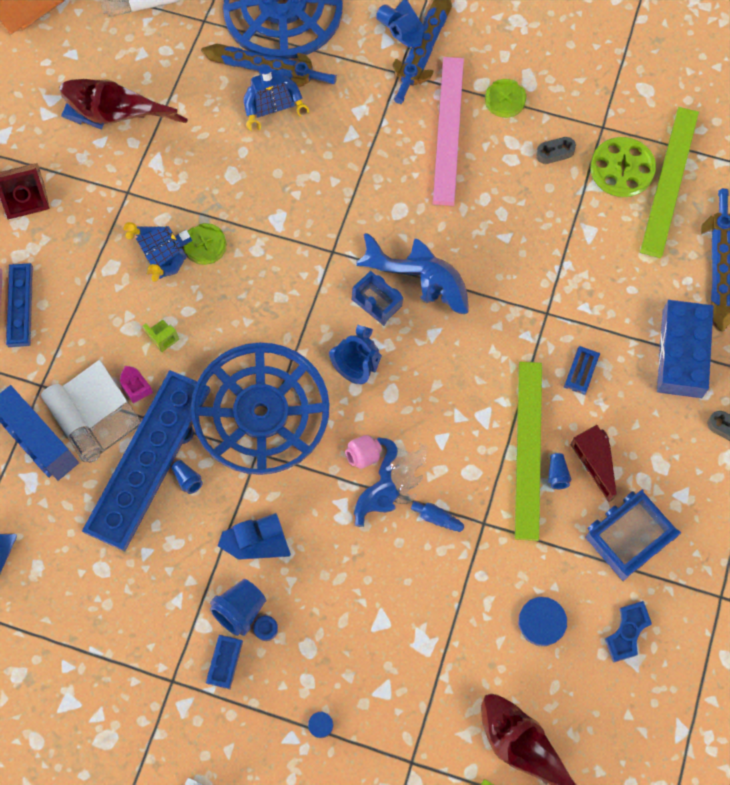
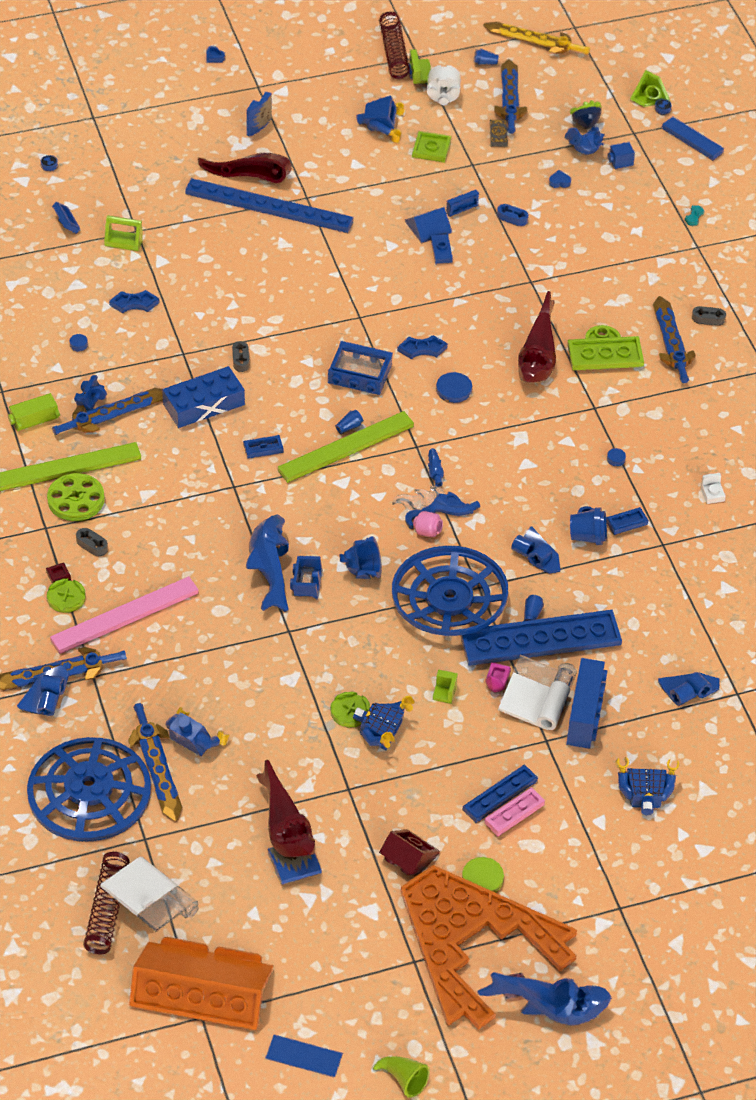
camera: 130 degrees left, 20 degrees down
(536, 105) = (58, 572): none -> dark red tile
(595, 454) = (322, 406): dark red slope -> none

